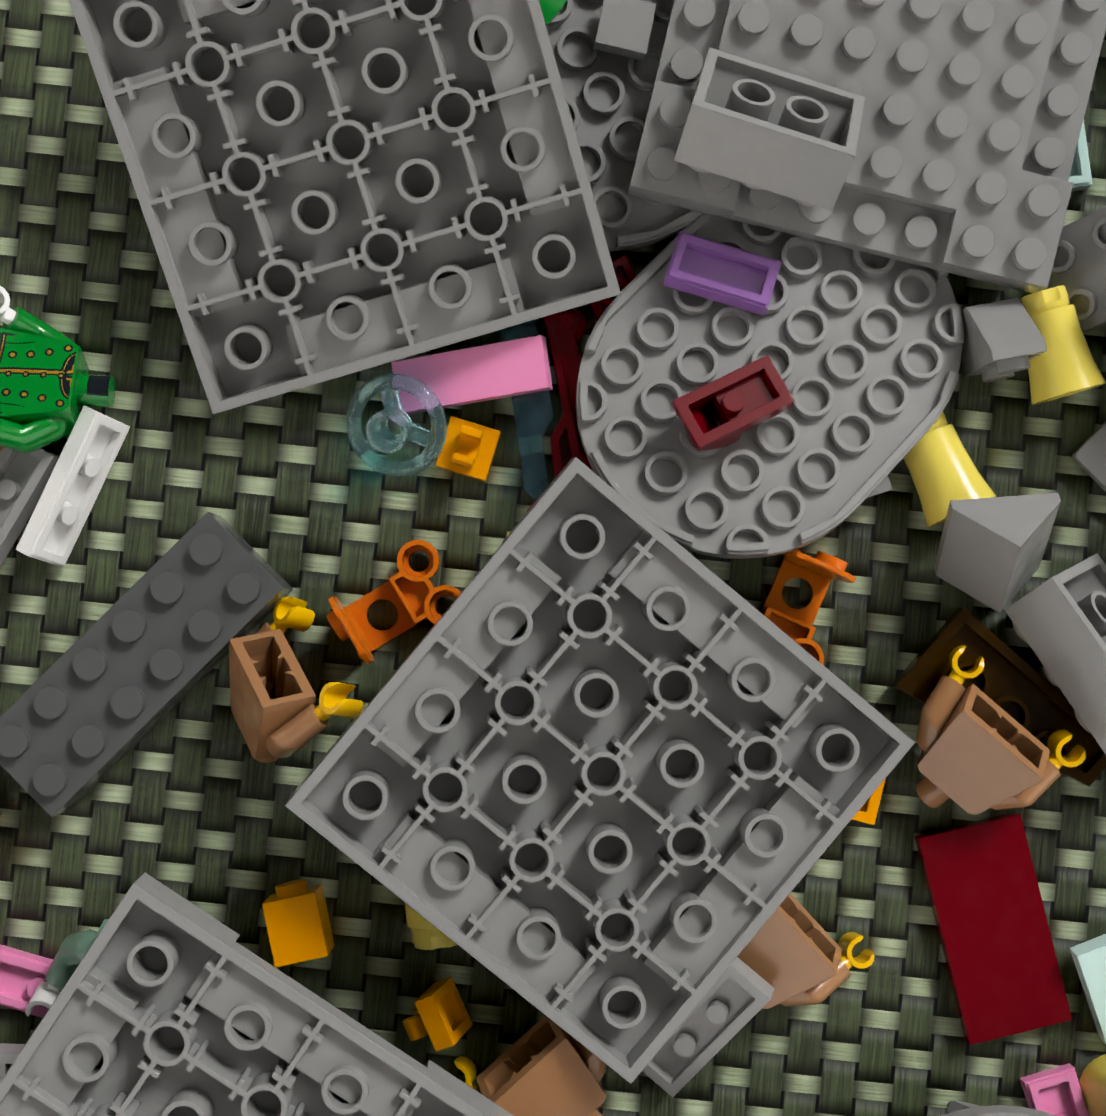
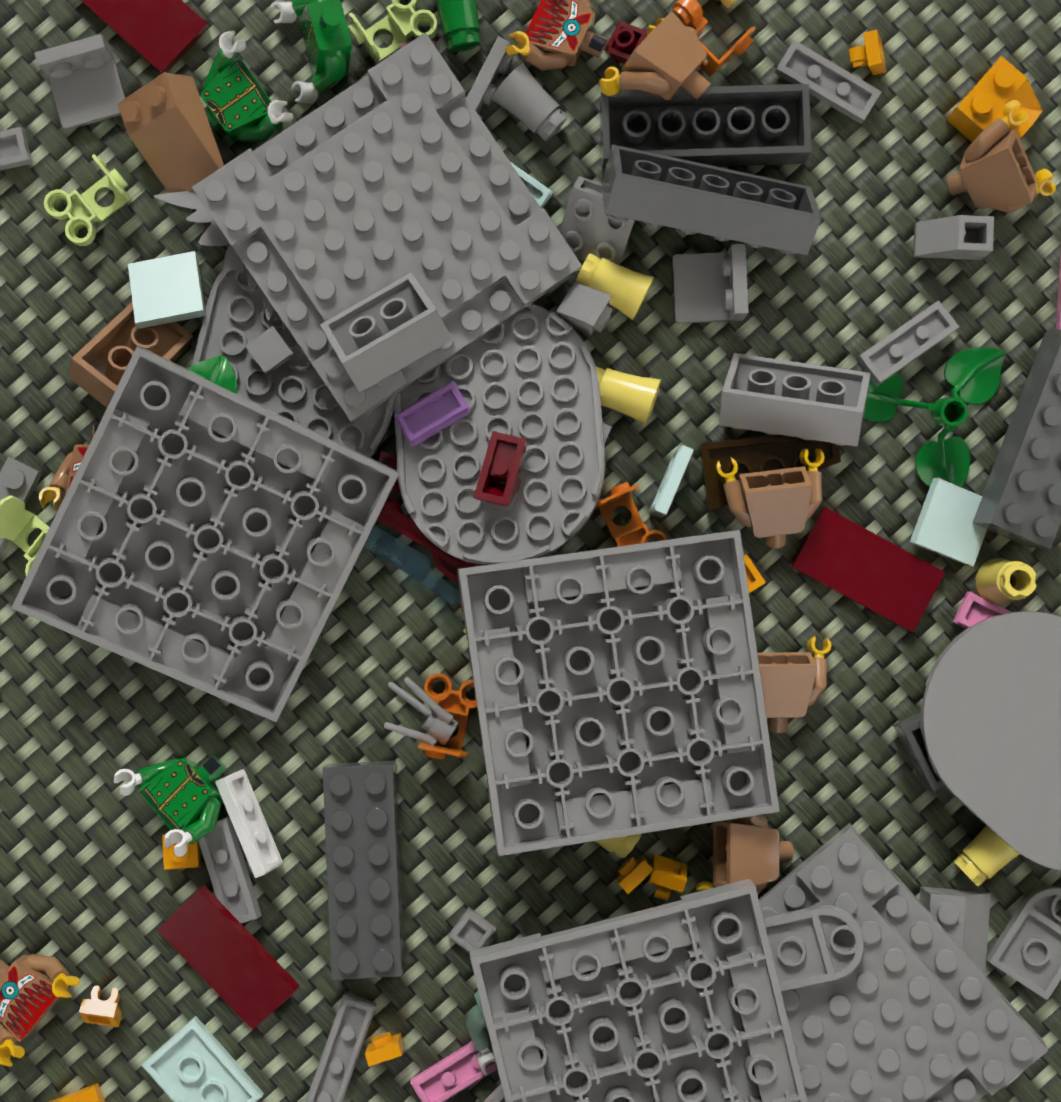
camera: 40 degrees left, 0 degrees up
(177, 849) = (471, 931): none -> light grey tile
(272, 693) = (437, 815): medium nougat torso -> none
(298, 923) = (560, 903): light orange brick -> none
(375, 598) = (438, 723): none -> light grey plant
(377, 431) = (362, 651): clear light blue piece -> none
(408, 974) = (633, 873): none -> light orange plate
(468, 449) = (405, 612): light orange tile -> none
(479, 373) = (371, 578): bright pink tile -> none
(709, 1027) = (787, 751): light grey plate -> none
(892, 613) = (671, 481): none -> light aqua tile
(995, 544) = (684, 401): light grey slope -> none

